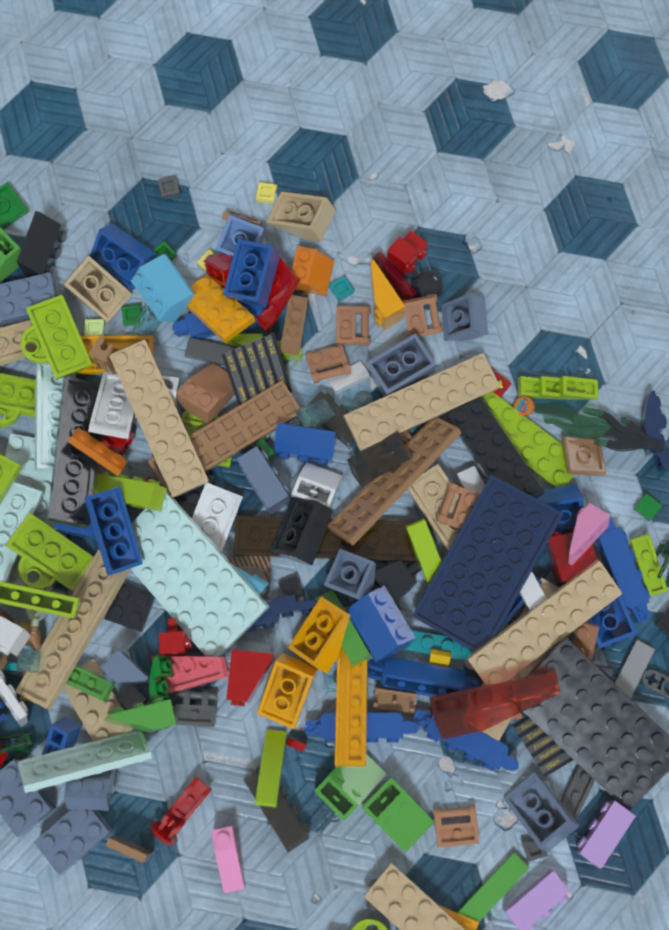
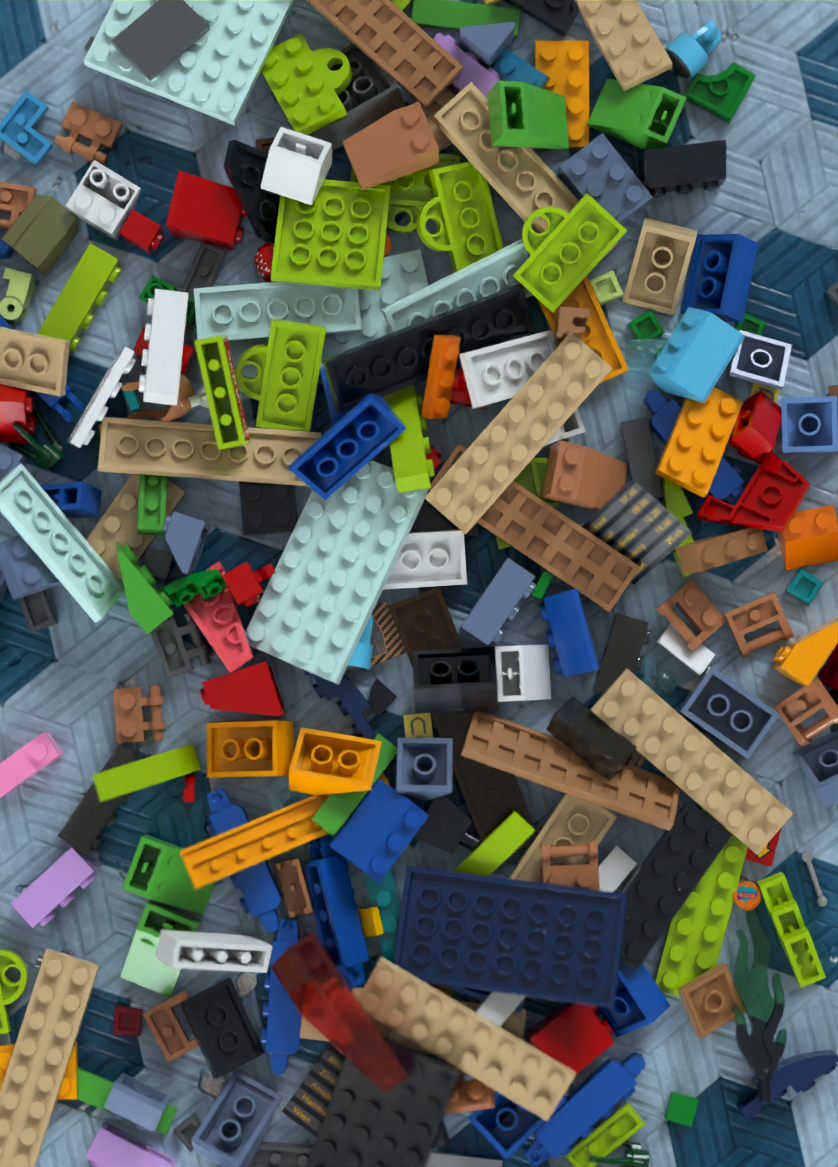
camera: 65 degrees right, 10 degrees up
(28, 660) = (146, 417): clear light blue tile -> none
(126, 799) = (38, 611): none -> dark grey tile
(180, 812) = (50, 684): red piece -> none
(186, 252) = (760, 360): none -> sand blue slope
(226, 764) = (130, 714): none -> nougat plate
(252, 273) = (764, 464): blue slope -> none
(315, 414) = (612, 631): clear light blue slope -> none
(321, 570) = (418, 725): none -> light yellow tile
(323, 871) = (55, 887): none -> lavender brick
(414, 774) = (213, 951): none -> white brick
(438, 860) = (128, 1020): none -> dark red tile
(470, 794) = (222, 1028): none -> black plate
(499, 877) = (137, 1103): none -> sand blue slope
(515, 360) = (807, 857): none -> light grey hinge
(589, 526) = (617, 1044): bright pink slope -> none

